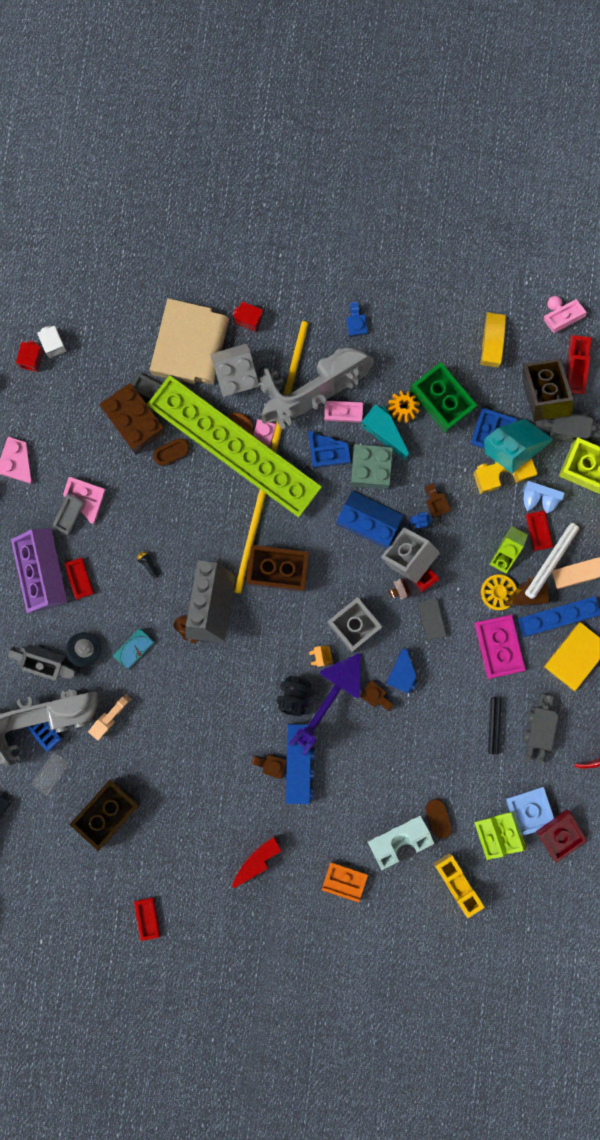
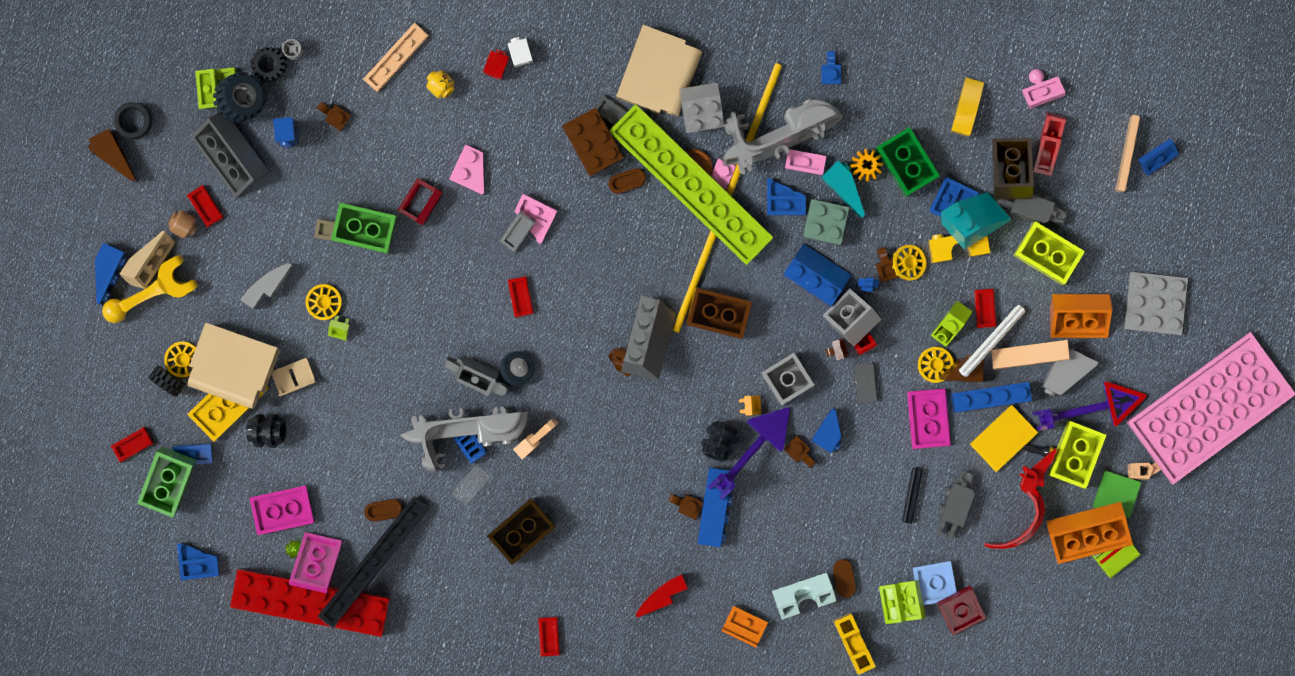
camera: 10 degrees right, 5 degrees up
(38, 570) = (481, 283): medium lavender slope -> none
(133, 649) = (566, 374): slope -> none
(144, 558) = (587, 285): black piece -> none
(248, 316) = (721, 51): red brick -> none
(458, 495) = (909, 262): none -> yellow wheel
(534, 492) = (985, 269): light blue tile -> none

